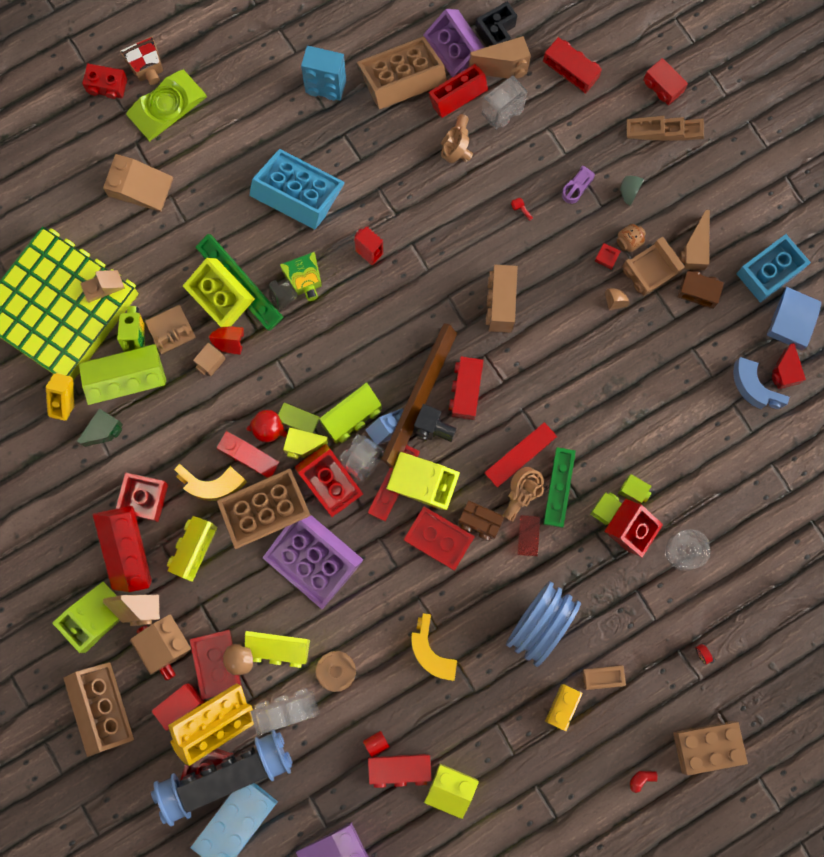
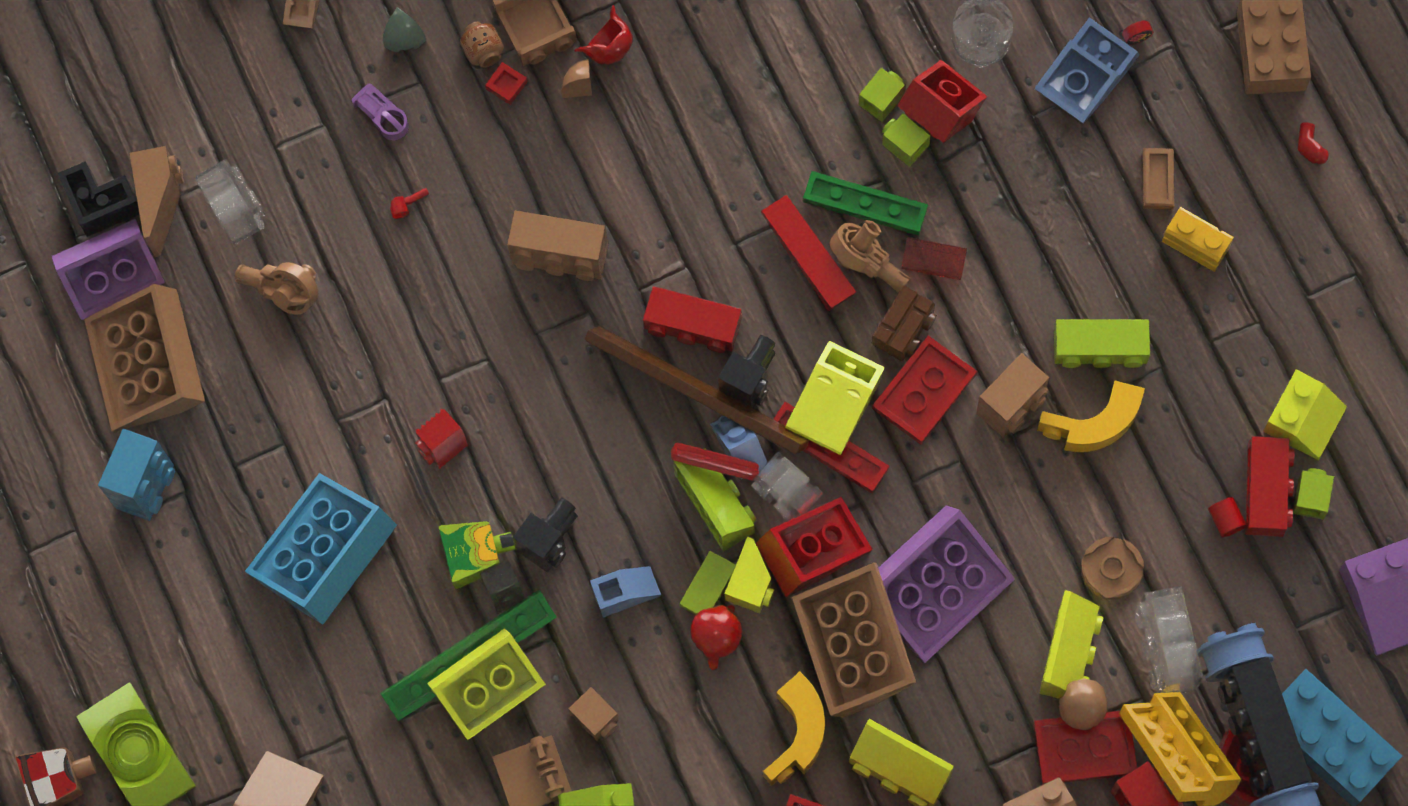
camera: 75 degrees left, 5 degrees down
(227, 339) = (563, 681): red brick -> none
(247, 455) = (758, 668): slope -> none
(287, 367) = (624, 589): none -> medium blue slope
(311, 315) = (543, 539): none -> black brick
(369, 409) = (714, 461): none -> red axle
(398, 800) = (1313, 493): none -> lime brick
(438, 594) = (1013, 395): none -> medium nougat brick
(458, 90) = (195, 271): red brick -> none
(484, 650) = (1101, 342): none -> lime brick
(543, 624) = (1075, 243): medium blue wheel -> none
(572, 65) = (177, 92): red brick -> none
(643, 315) = (610, 42): none -> red hair
(671, 622) = (1087, 70): none -> medium blue slope

